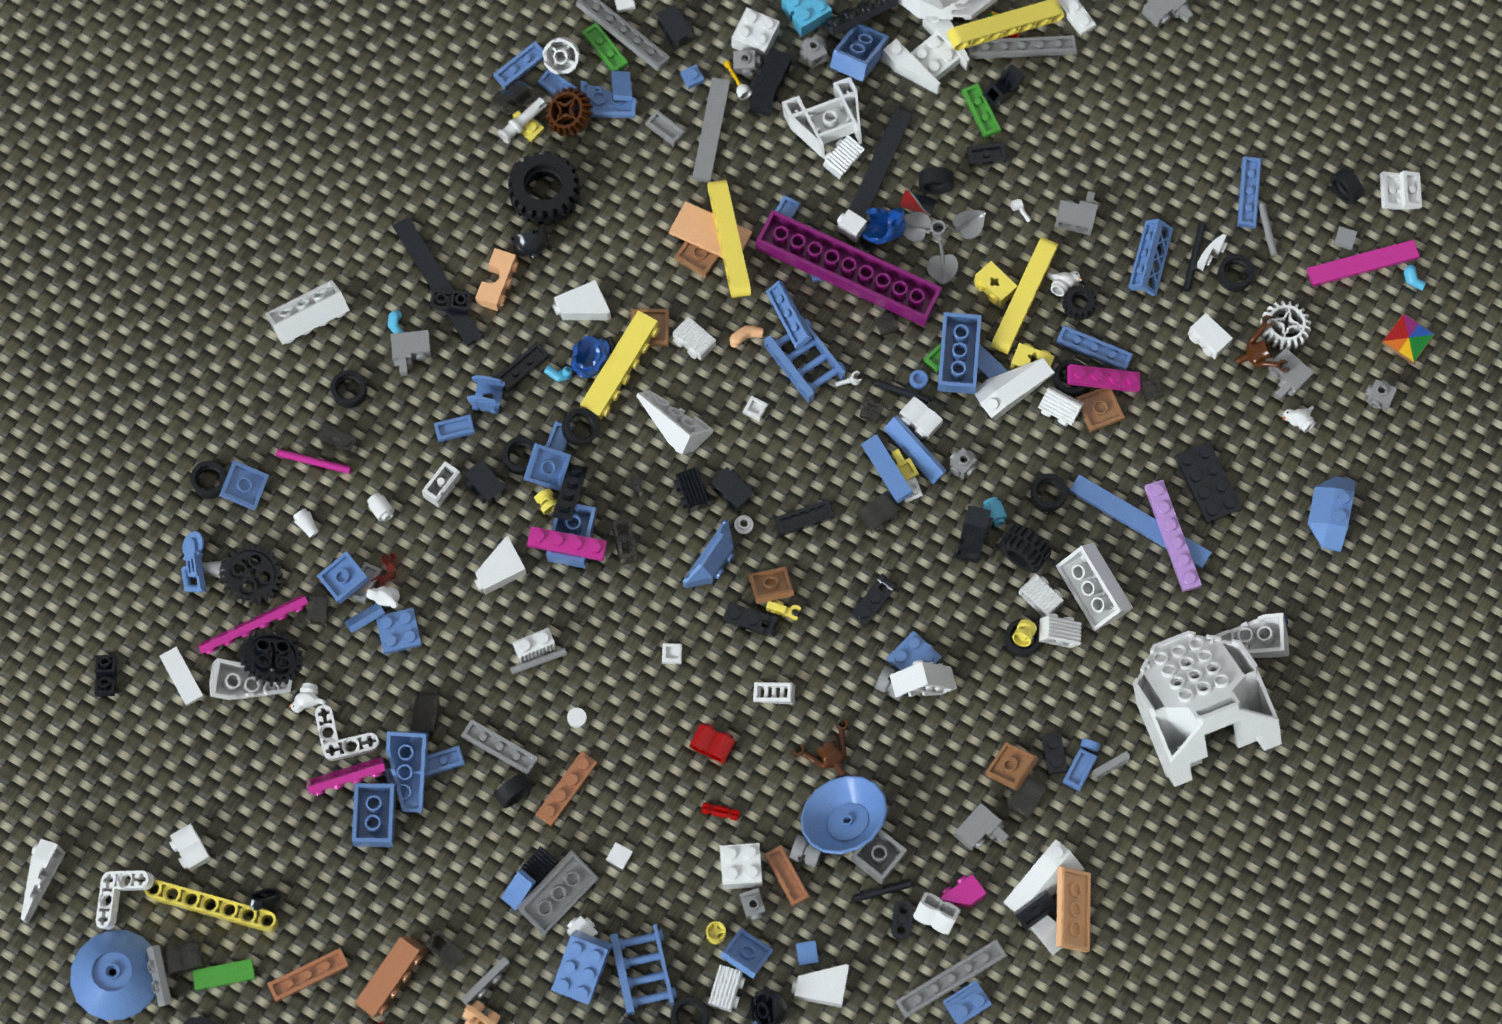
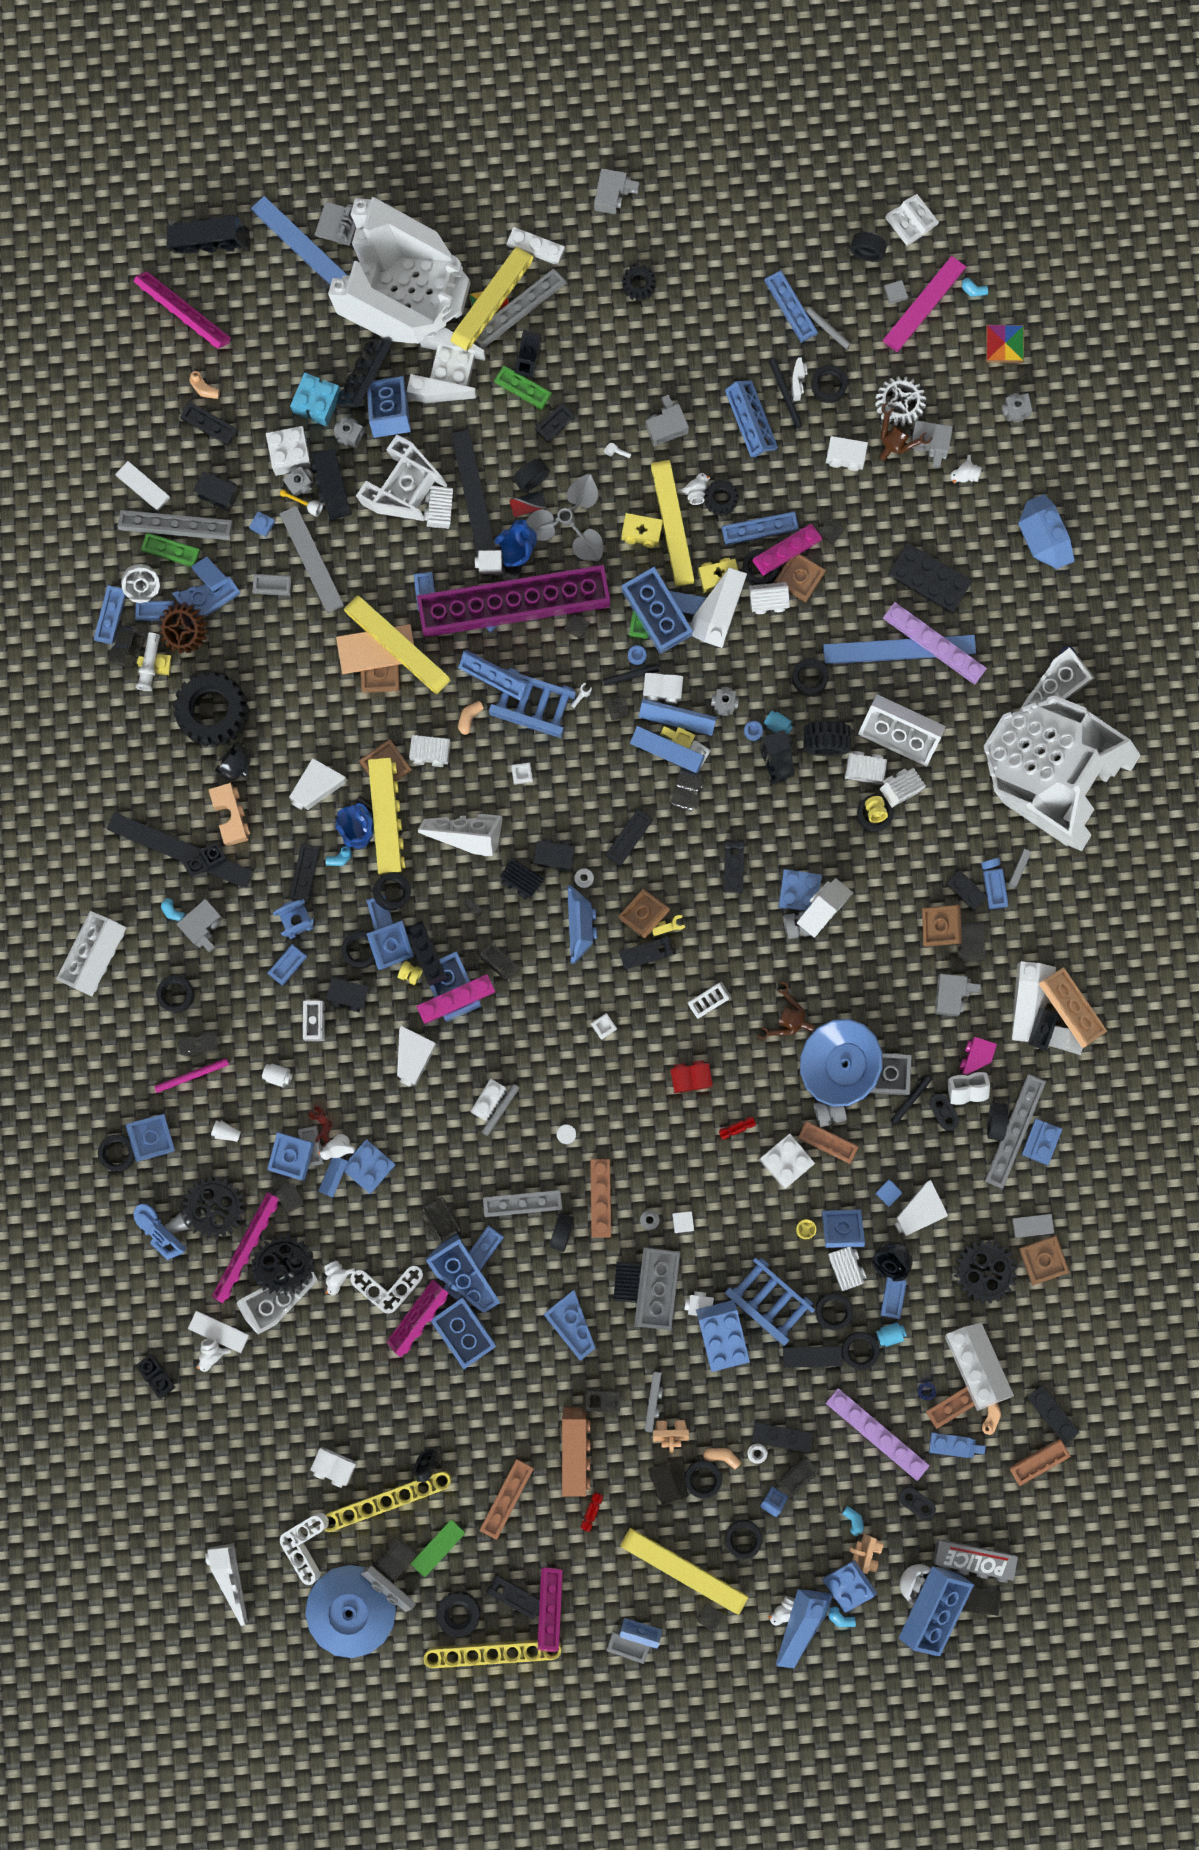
camera: 30 degrees left, 10 degrees up
(161, 688) = (210, 1354): none -> white animal
(465, 873) = (571, 1325): none -> medium blue wing
(518, 889) = (624, 1309): medium blue tile -> none
(593, 840) = (643, 1220): none -> light grey plate
(752, 896) = (810, 1185): light grey brick -> none
(940, 956) = (997, 1121): none -> black tyre
(969, 499) = (753, 730): none -> medium blue tile
(1140, 82) = (642, 272): none -> black tyre

